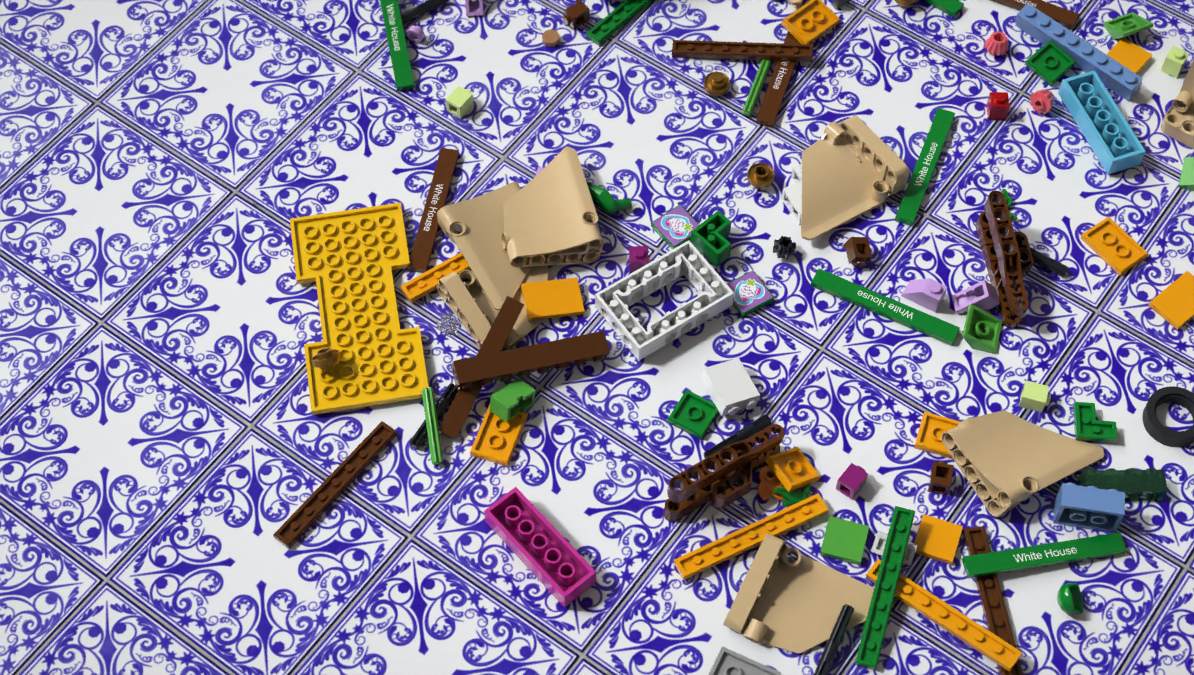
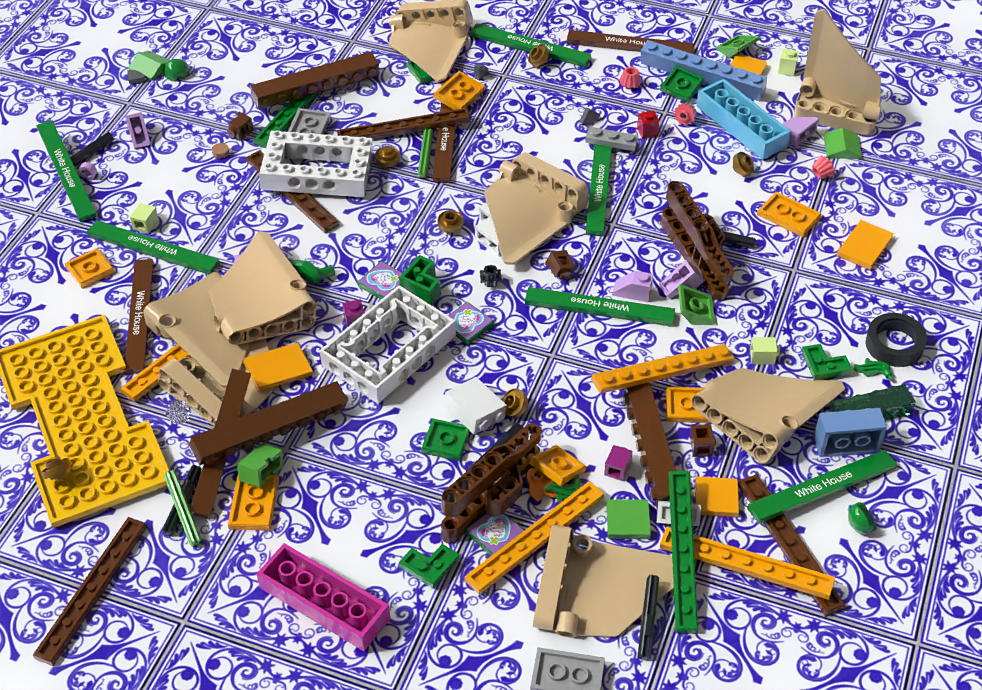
camera: 15 degrees left, 10 degrees down
(396, 145) = (89, 268): none -> light orange tile
(462, 136) = (153, 247): none -> green tile
(611, 102) = (301, 201): none -> reddish brown tile
(637, 97) = (279, 176): none -> white brick
(643, 31) = (310, 121): none -> light grey plate
(645, 544) = (430, 569): none -> green plate
(713, 522) = (493, 532): none -> tile
(770, 393) = (516, 402): none -> pearl gold plate
(891, 455) = (650, 439): none -> reddish brown brick
(925, 393) = (662, 368): none -> light orange plate
(938, 82) = (589, 116): none -> dark grey tile
(954, 115) = (612, 138): none -> light grey plate
(1083, 176) = (743, 164): none -> pearl gold plate
(1141, 440) = (873, 367): none -> green piece
(1159, 147) = (801, 128): none -> lavender slope
(1168, 200) = (823, 168): none -> coral piece

